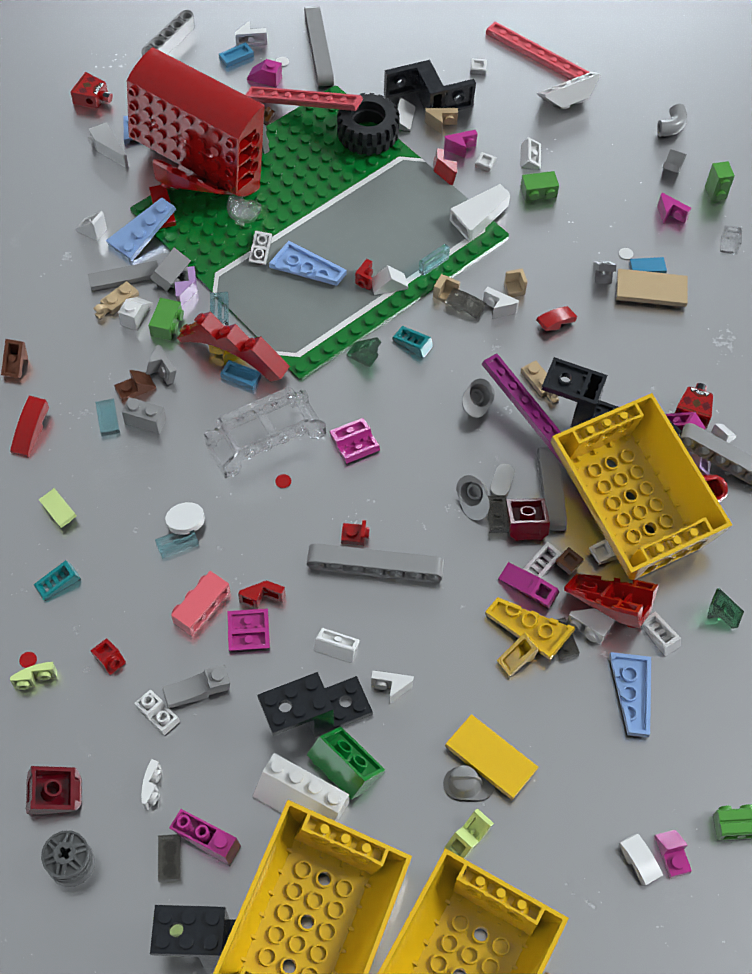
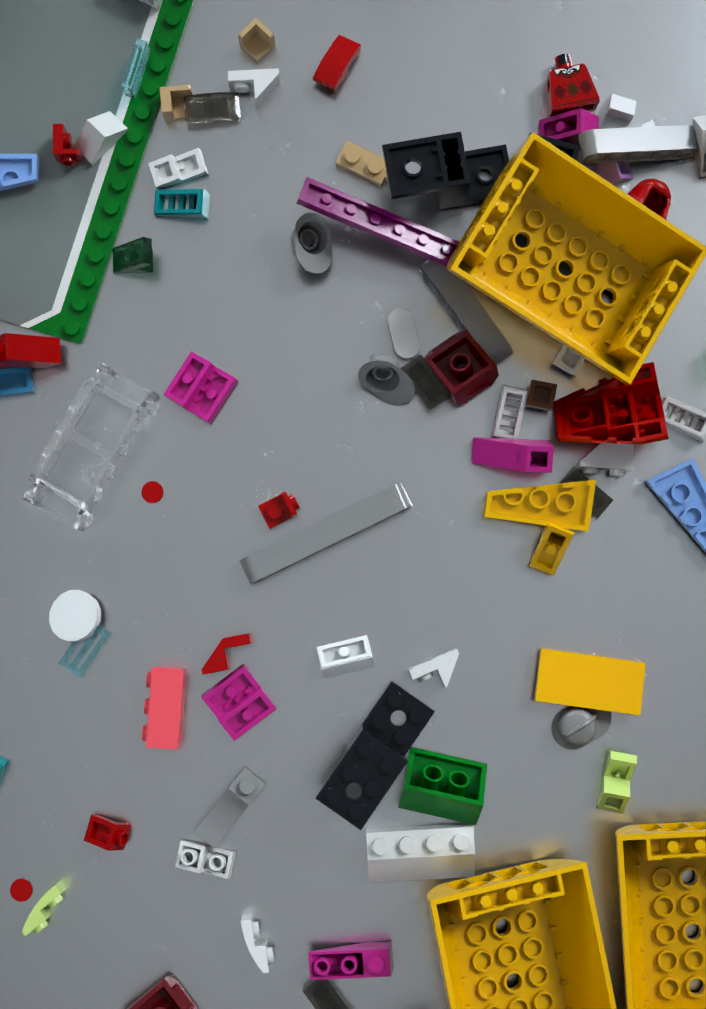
camera: 35 degrees left, 25 degrees up
(420, 322) = (178, 169): none -> white slope

